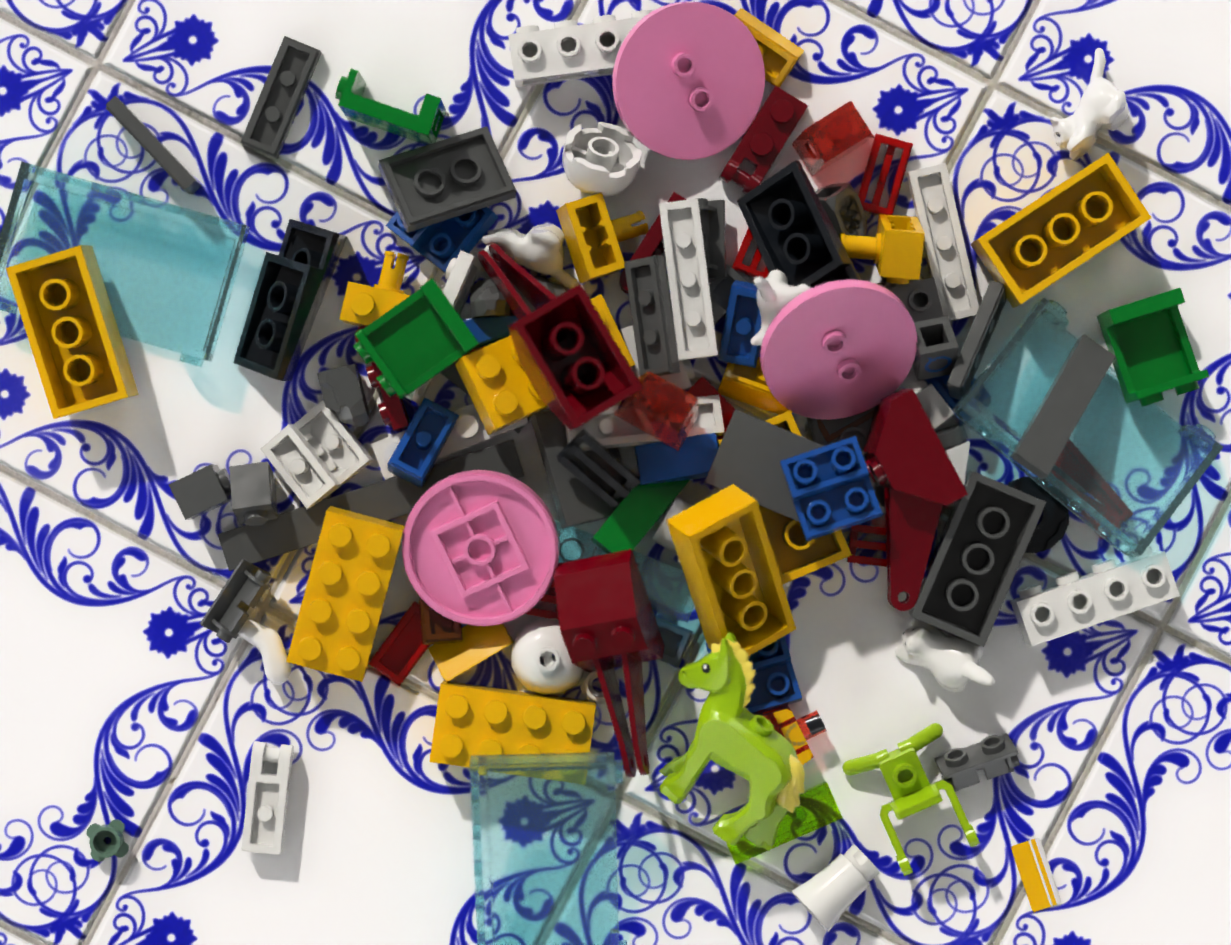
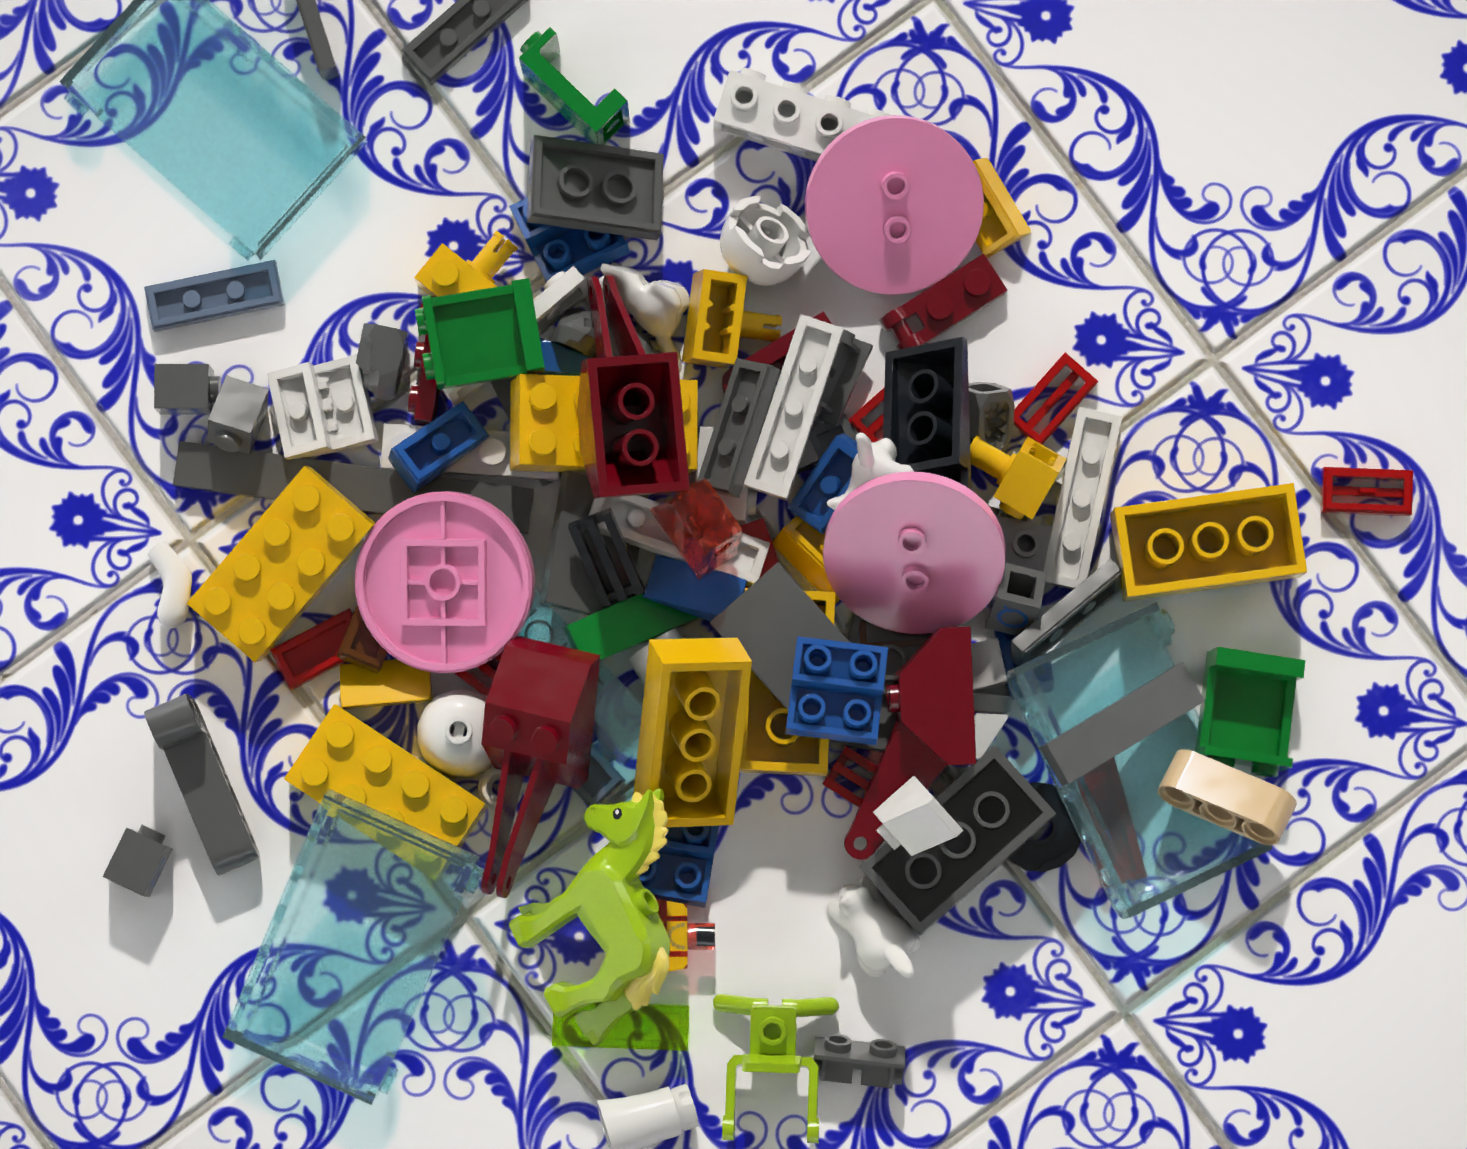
camera: 25 degrees right, 5 degrees down
(72, 331) = (133, 160): yellow brick -> none
(188, 406) = (214, 295): none -> sand blue tile
(239, 594) = (165, 517): dark grey hinge -> none
(267, 799) = (95, 741): white plate -> none
(288, 300) = (371, 234): black slope -> none
(346, 876) = (138, 860): none -> dark grey brick
(368, 792) = (203, 782): none -> dark grey beam
(832, 138) = (1017, 334): clear red torso -> none
(942, 561) = (915, 819): none -> white slope
(1094, 597) = (1064, 944): white brick -> none
(1099, 109) = (1308, 436): white animal -> none
(1131, 143) = (1329, 490): none -> red tile
(1171, 424) = (1227, 797): none -> tan beam

